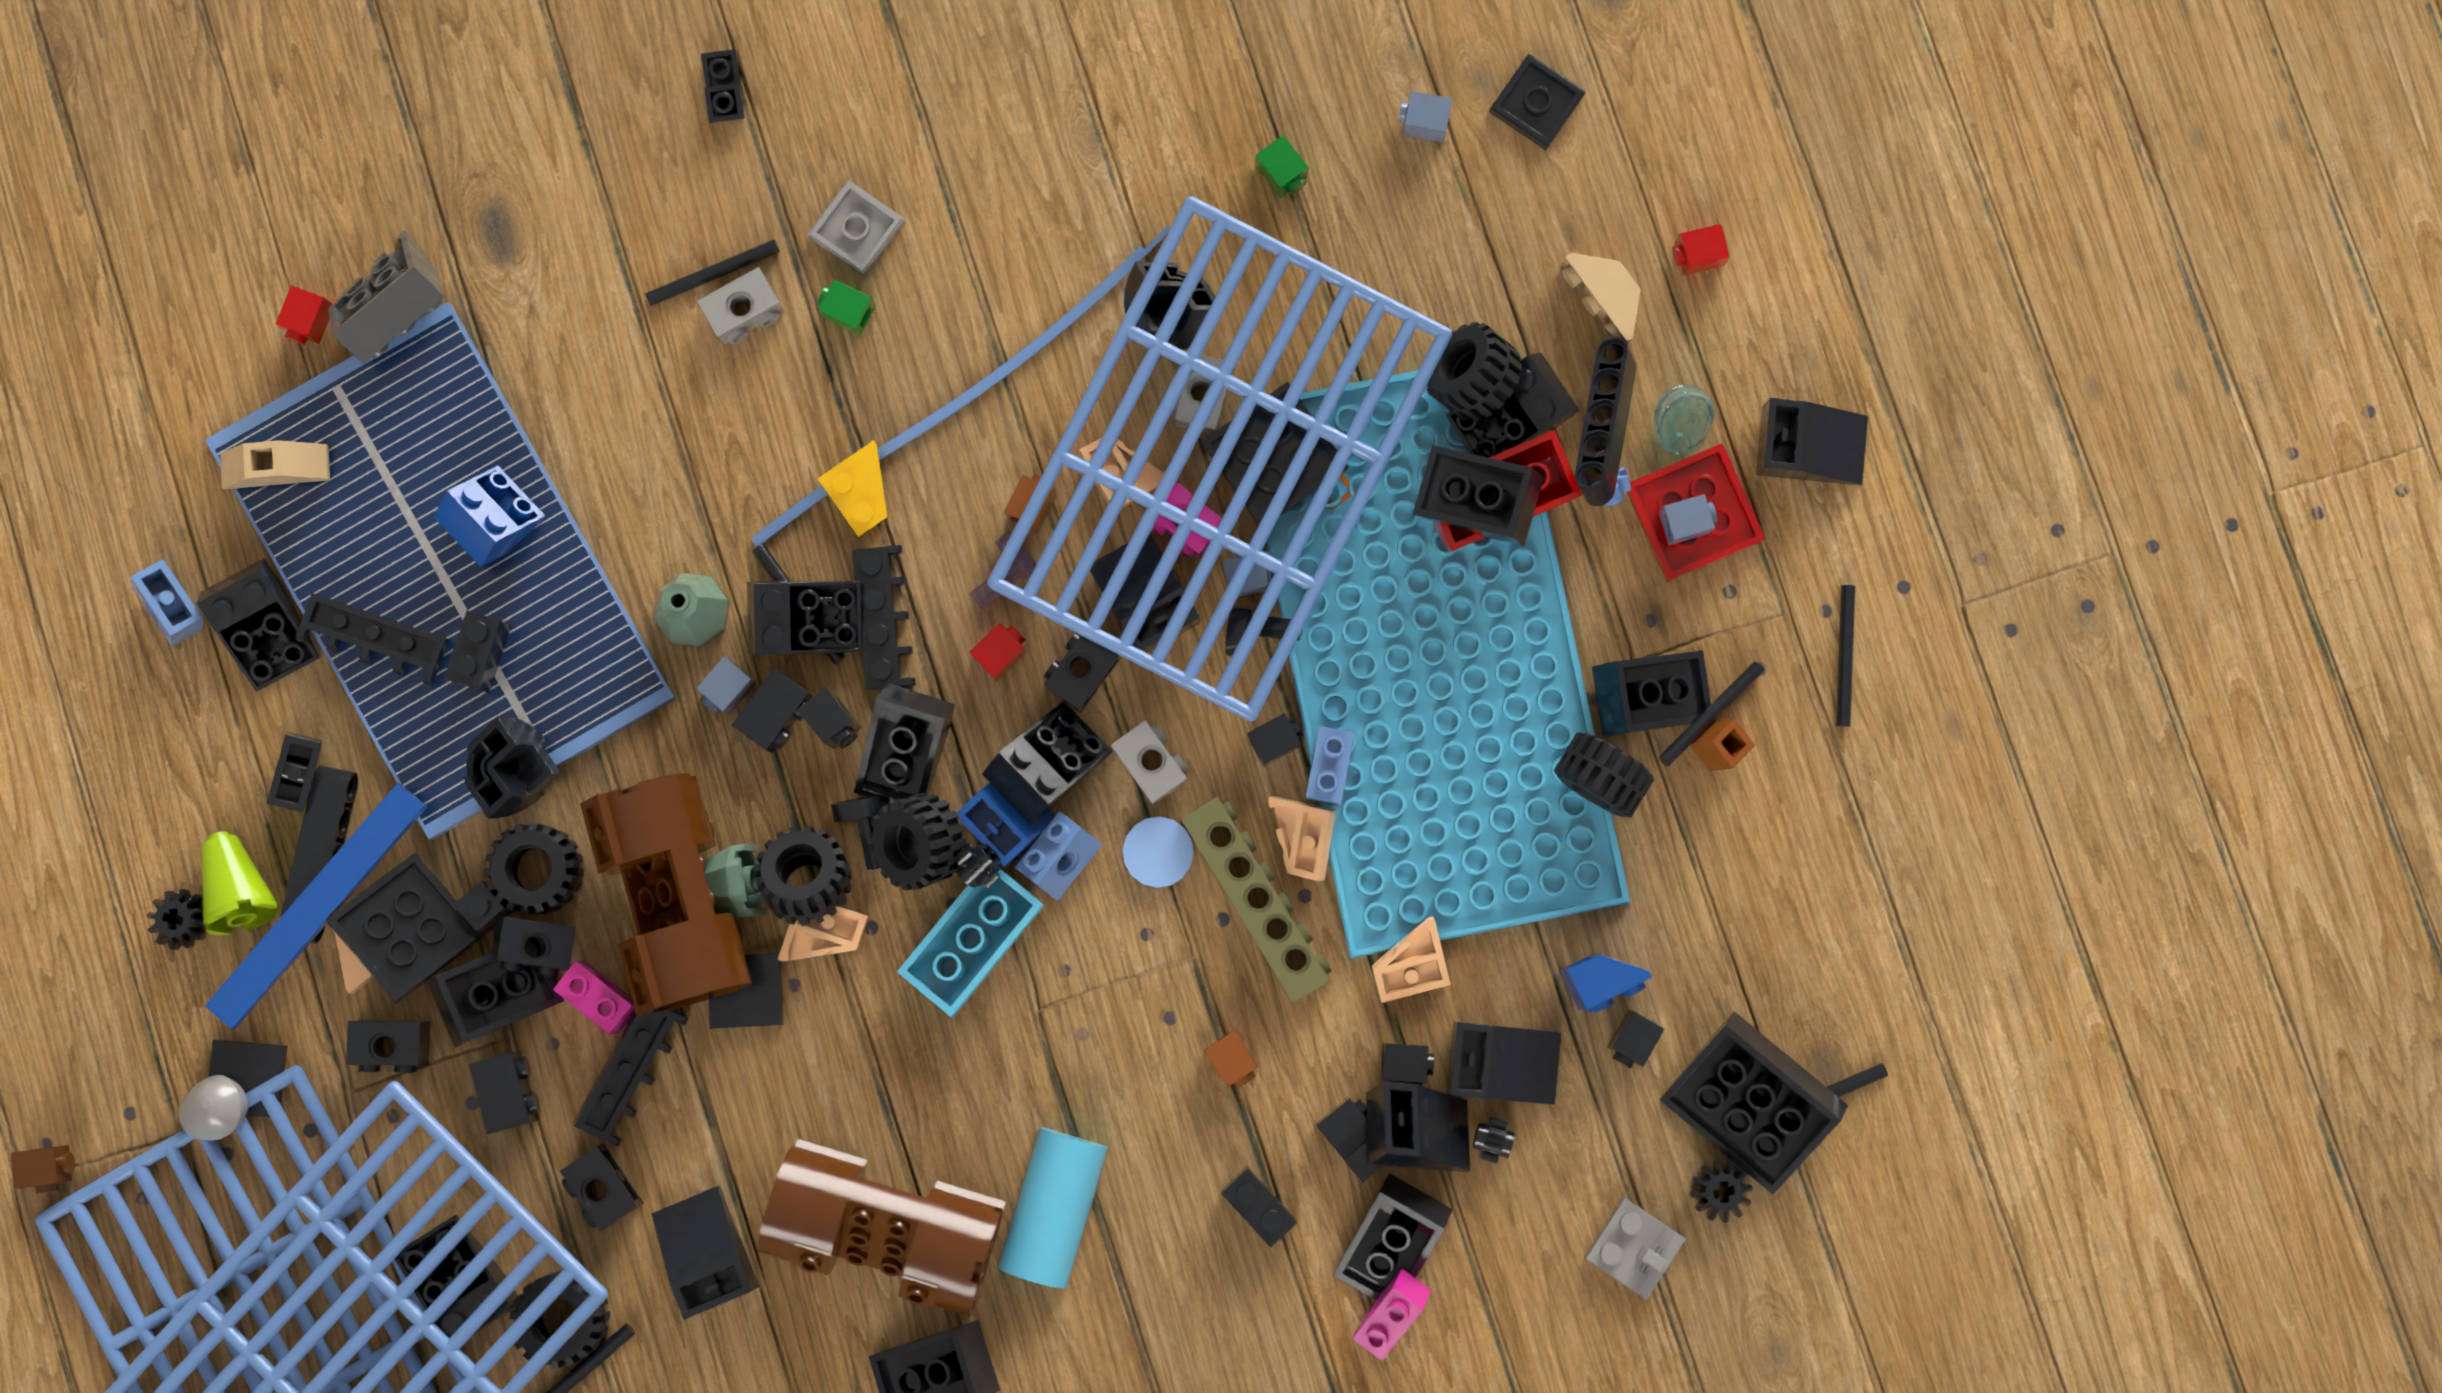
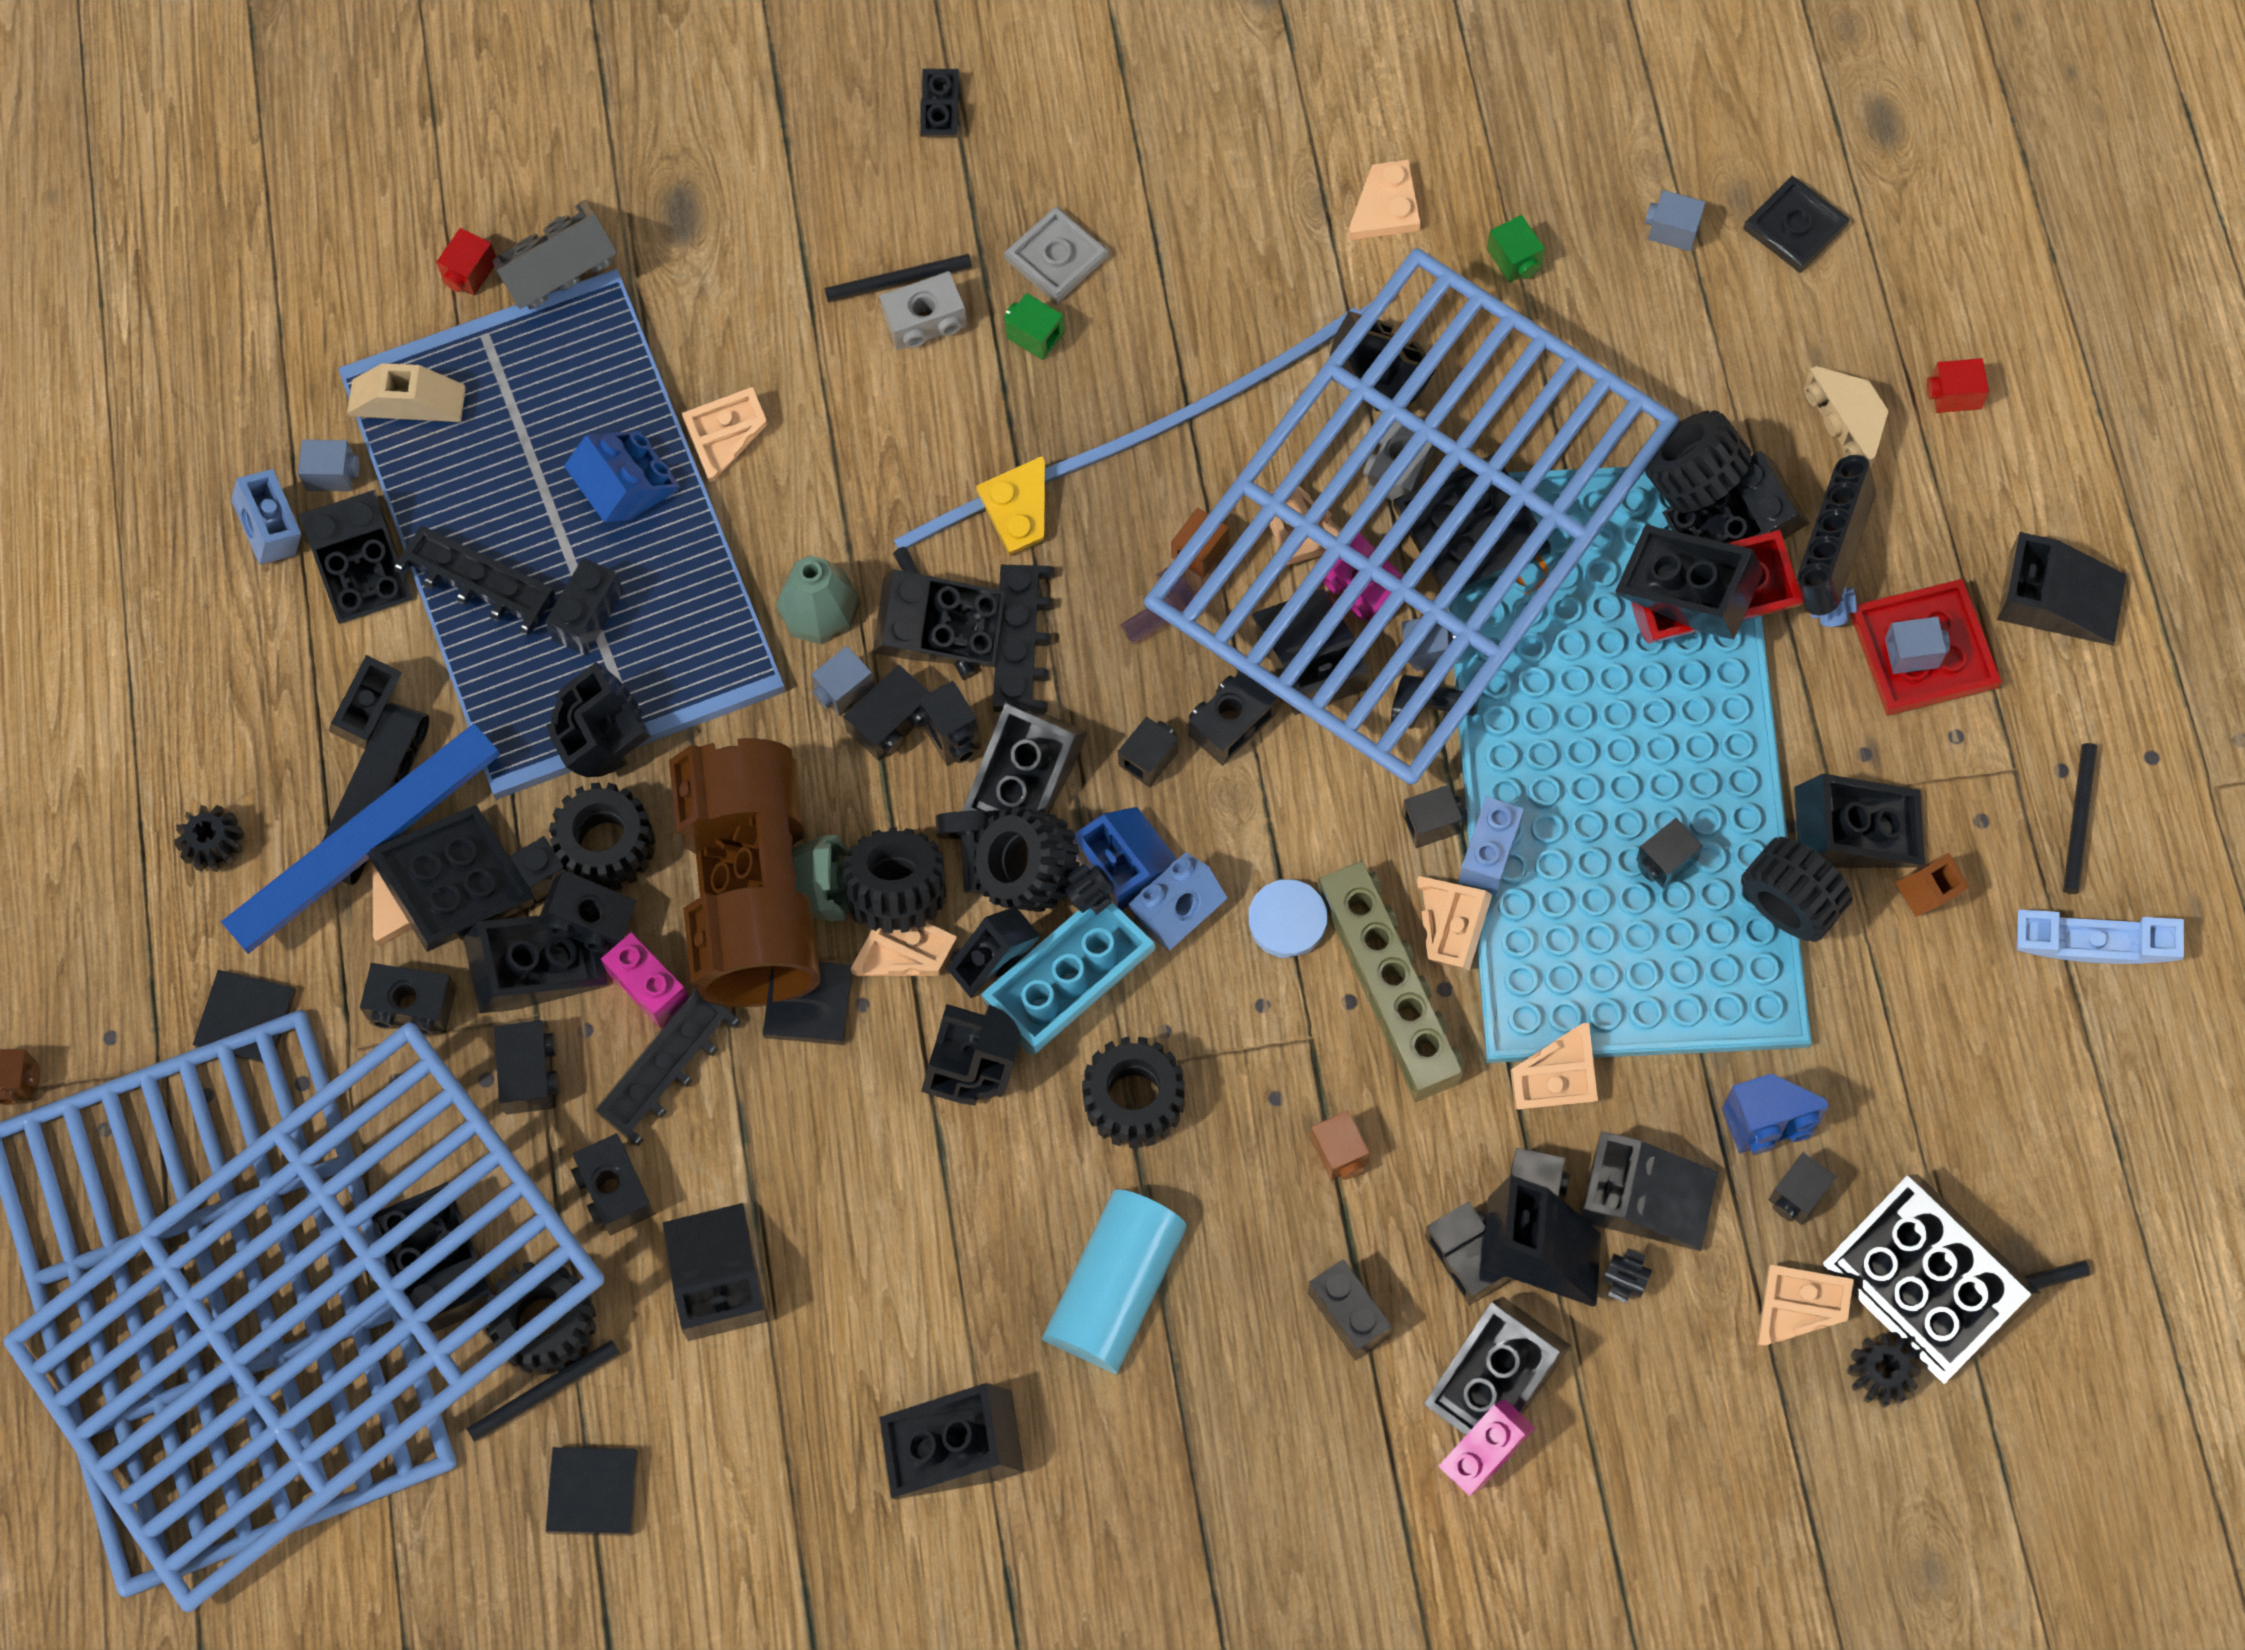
camera: 10 degrees right, 15 degrees down
(213, 1108) = (204, 1038): light grey hat -> none
(214, 540) = (327, 465): none -> sand blue brick
(232, 887) = (274, 814): lime cone -> none
(576, 451) = (724, 429): none -> light nougat wing
(829, 1211) = (923, 1262): reddish brown cylinder -> none
(898, 1028) = (972, 1055): none -> black brick
(901, 931) = (992, 950): none -> black brick
(999, 650) = (1143, 685): red brick -> none
(1012, 712) = (1148, 750): none -> black brick
(1012, 1038) = (1126, 1061): none -> black tyre
(1046, 762) = (1177, 803): black slope -> none
(1154, 783) = (1293, 842): light grey brick -> none
(1155, 132) = (1386, 203): none -> light nougat wing
(1487, 750) = (1668, 853): none -> black brick
(1635, 1248) = (1776, 1424): light grey hinge -> none
(1644, 1139) = (1801, 1303): none -> light nougat wing
(1683, 419) = (1922, 549): clear light blue hat -> none
(1711, 714) = (1922, 854): black bar -> none
(1872, 769) = (2100, 940): none -> light blue slope

